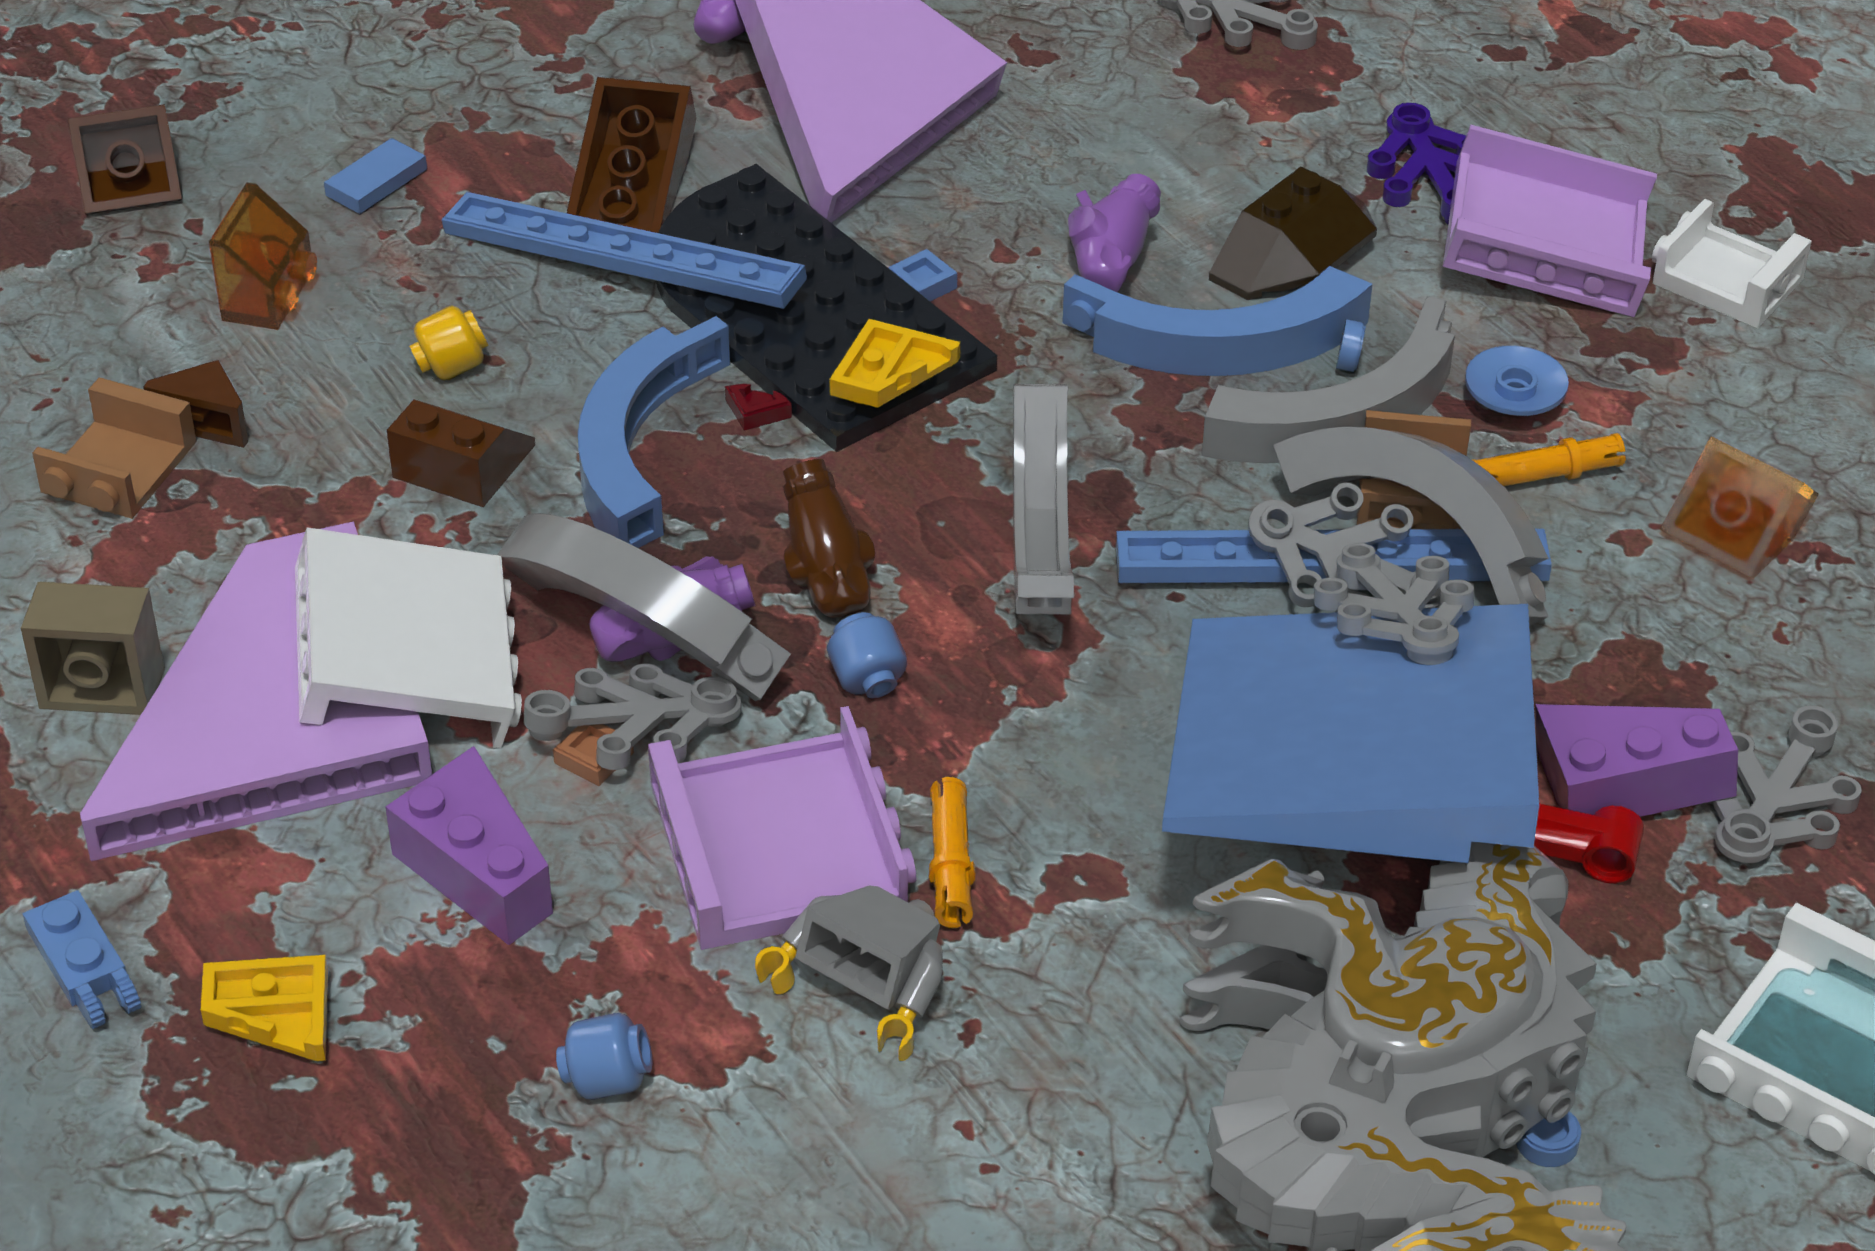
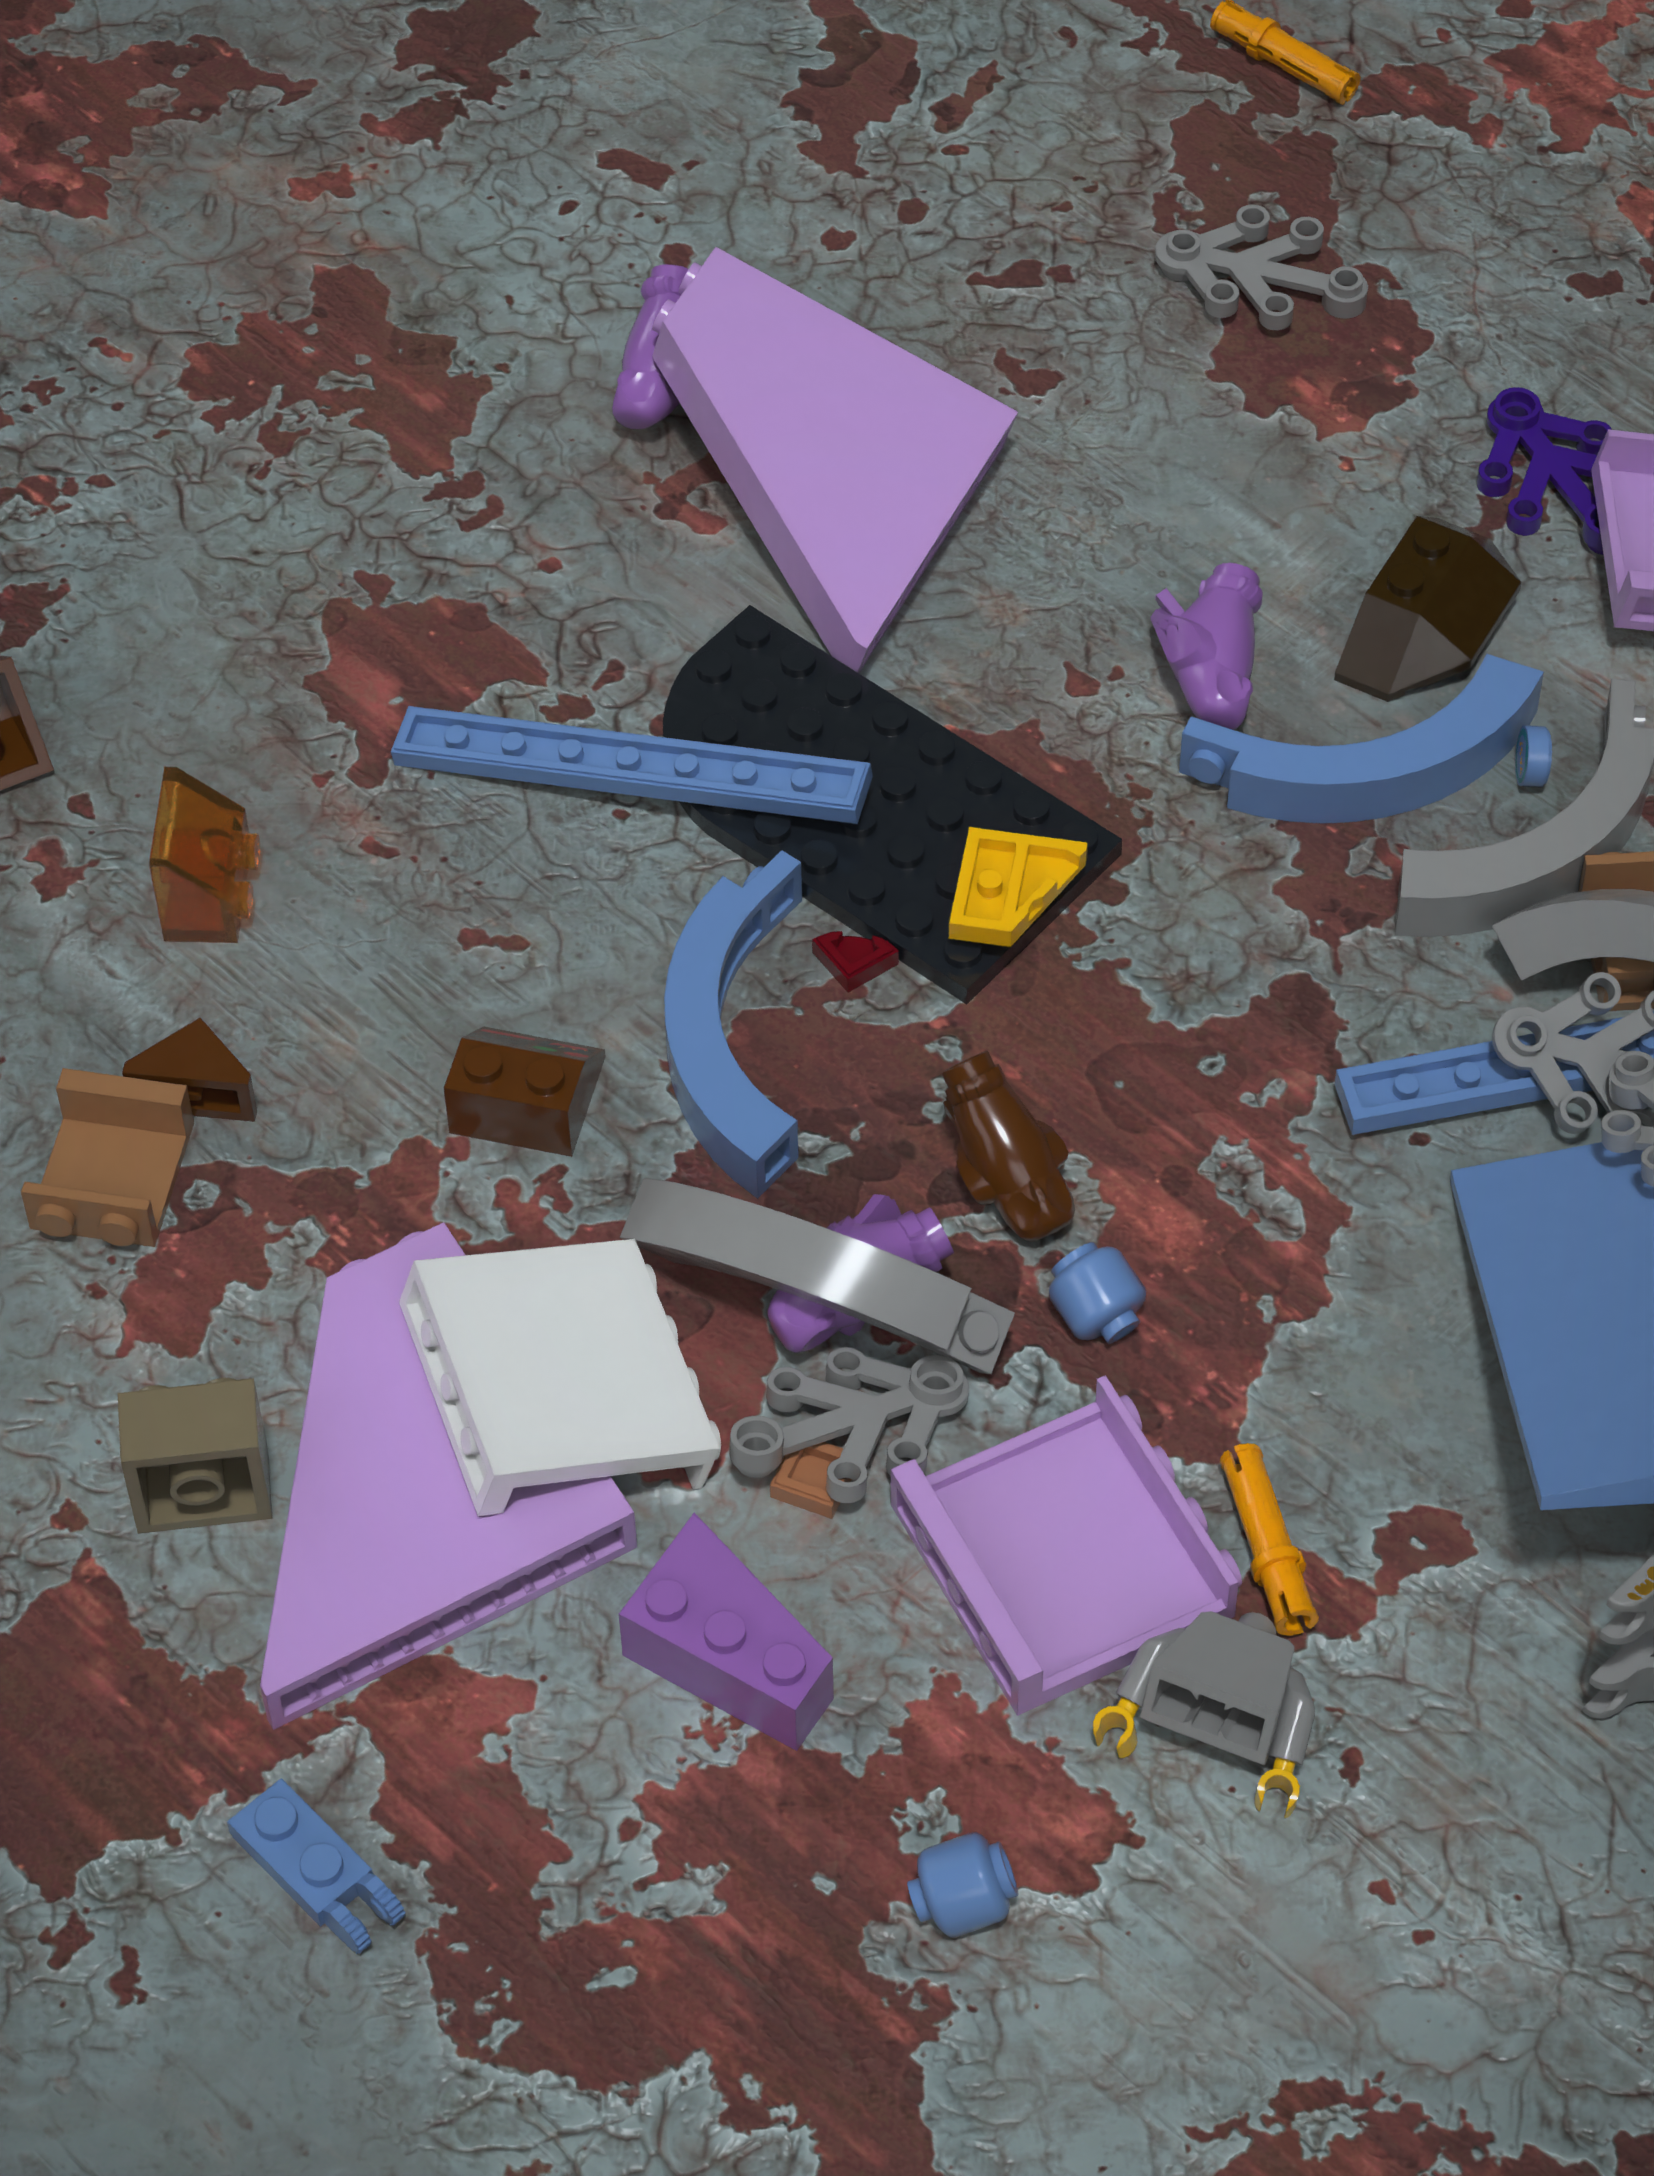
camera: 10 degrees left, 10 degrees up
(270, 1002) = (556, 1884): yellow wing -> none
(375, 175) = (284, 697): medium blue tile -> none
(448, 343) = (463, 936): yellow head -> none
(633, 152) = (599, 627): reddish brown slope -> none
(926, 274) = (1001, 733): medium blue tile -> none
(1041, 500) = (1239, 1056): light grey arch -> none

